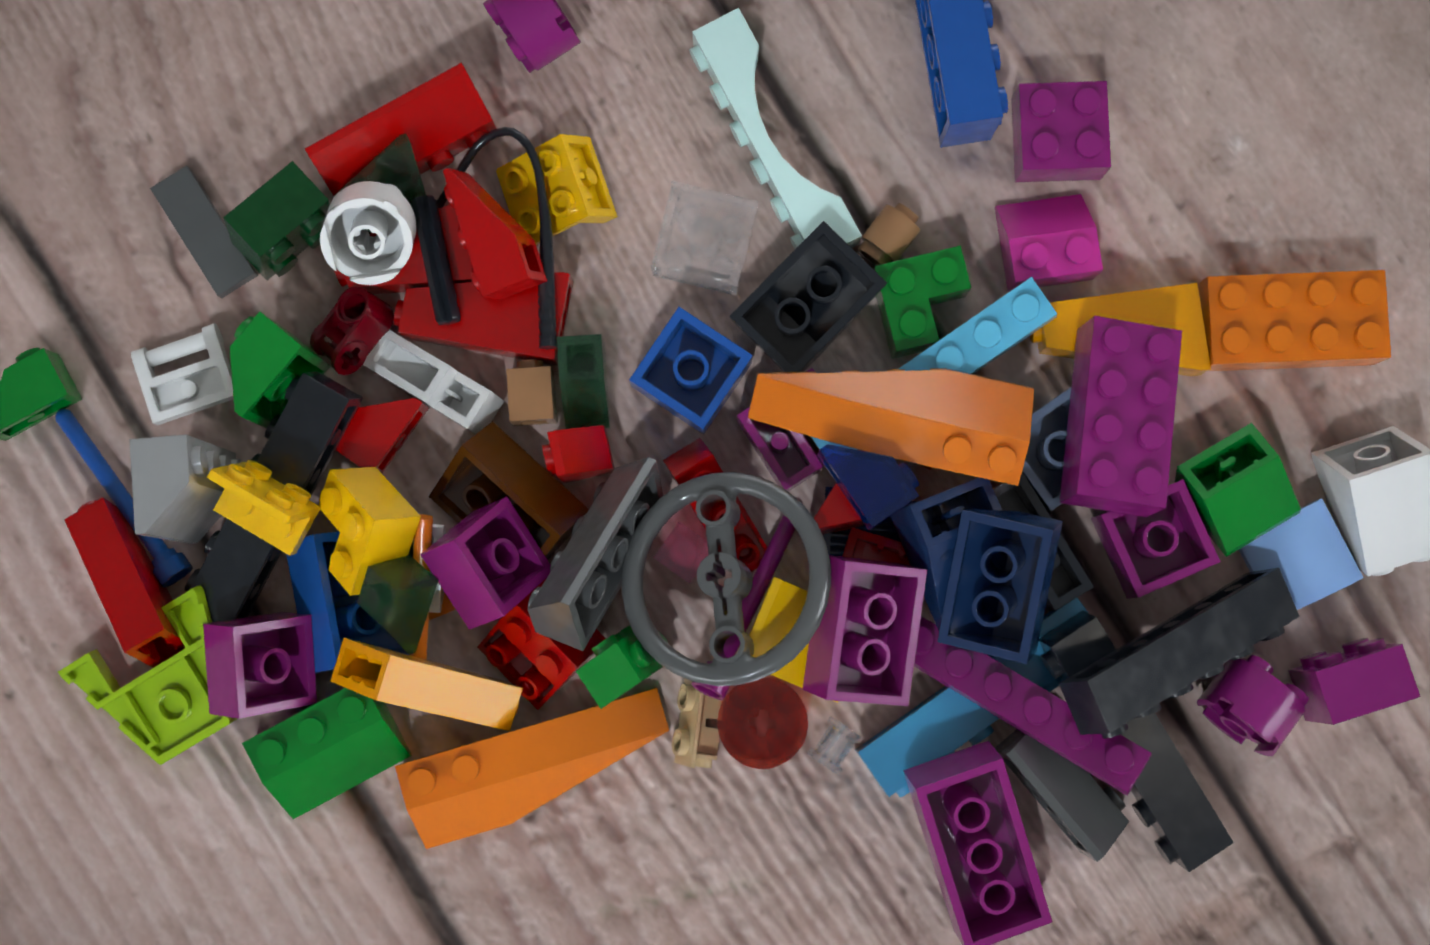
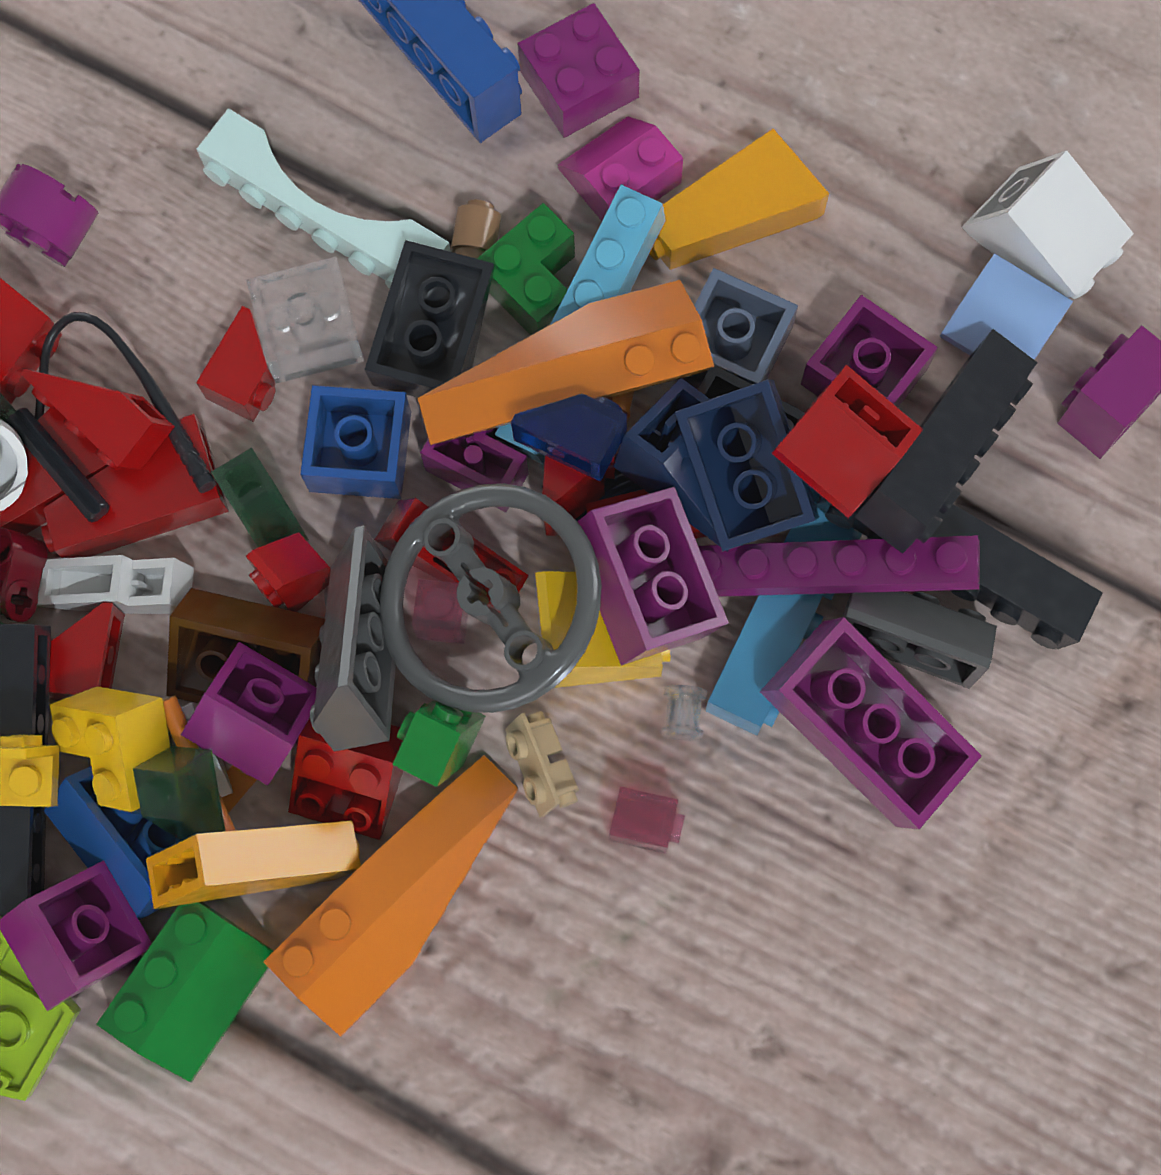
camera: 30 degrees left, 10 degrees down
(531, 394) = (216, 545): medium nougat brick -> none
(572, 185) = (153, 335): yellow bracket -> none
(628, 250) = (238, 370): none -> red slope
(751, 602) = (538, 712): magenta piece -> none
(755, 817) = (646, 820): none -> clear pink brick
(778, 742) = (613, 700): clear red brick -> none
(1088, 619) = (847, 441): none -> red slope
(1121, 417) = (773, 265): magenta brick -> none
(1239, 489) = (917, 279): green slope -> none
(1253, 704) = (1043, 460): magenta brick -> none
(1296, 320) = (880, 118): orange brick -> none

